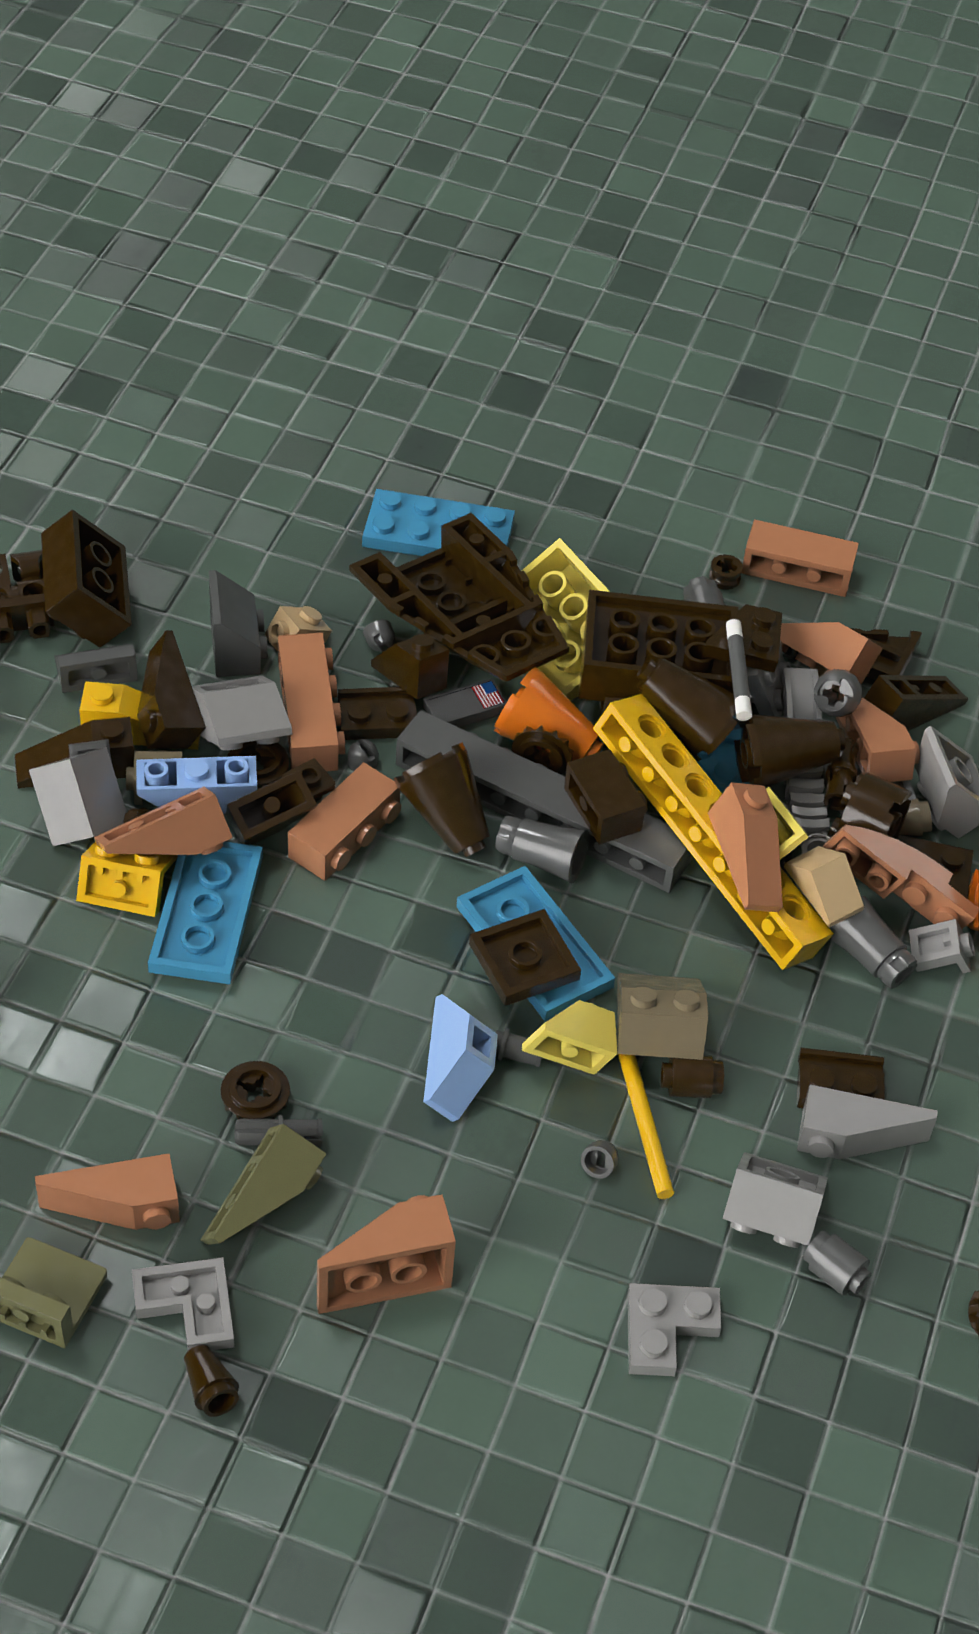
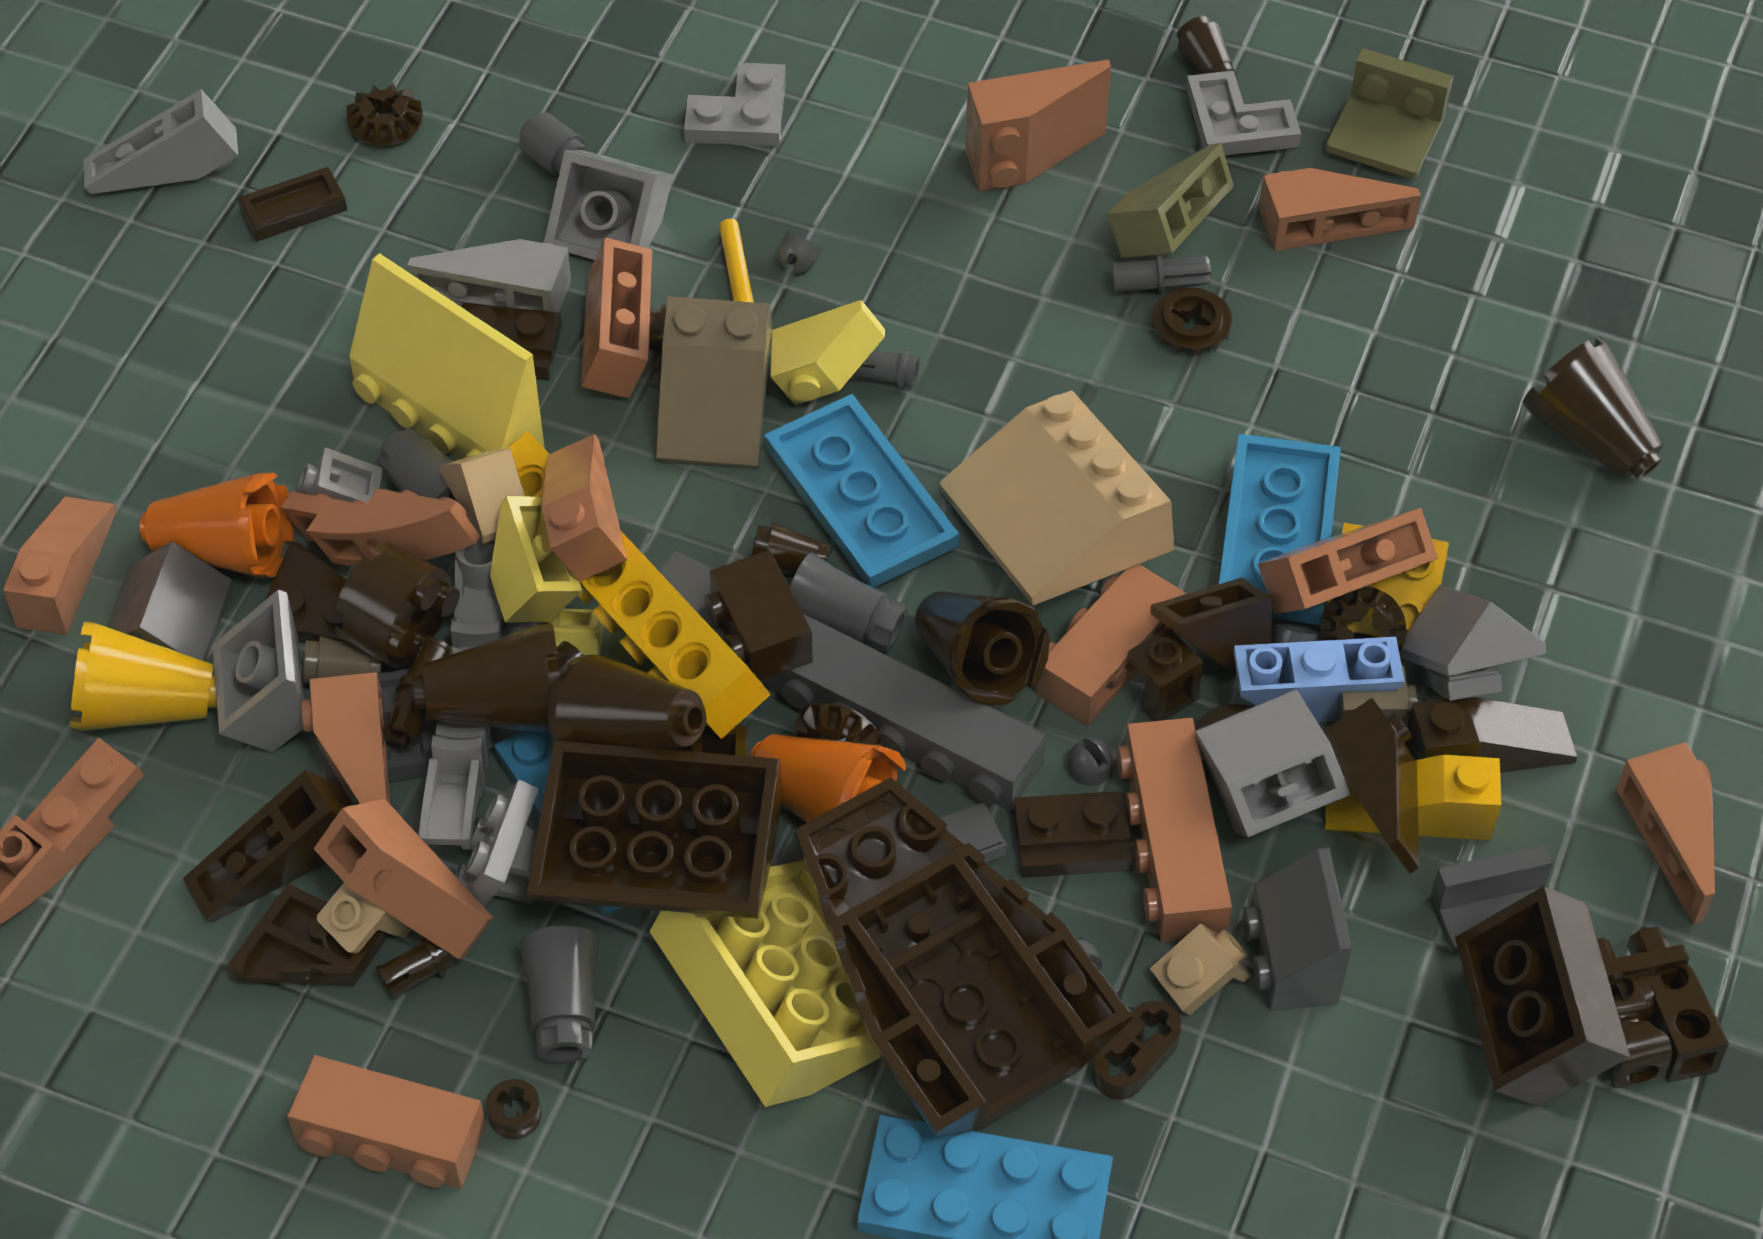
camera: 175 degrees left, 5 degrees up
(339, 589) = (1146, 1057): none -> dark brown beam
(380, 906) = (1059, 500): none -> tan slope
(415, 665) = (1022, 856): dark brown slope -> none
(458, 1060) = (957, 349): light blue slope -> none
(524, 957) = (877, 433): dark brown plate -> none
(588, 894) = (787, 546): none -> dark brown cone
(738, 670) = (555, 721): dark grey bar -> none
(749, 1071) = (617, 318): none -> nougat brick
(760, 637) = (522, 811): dark brown wing -> none
(849, 687) = (402, 765): dark grey piece -> none
(875, 1000) = (441, 367): none -> light yellow slope

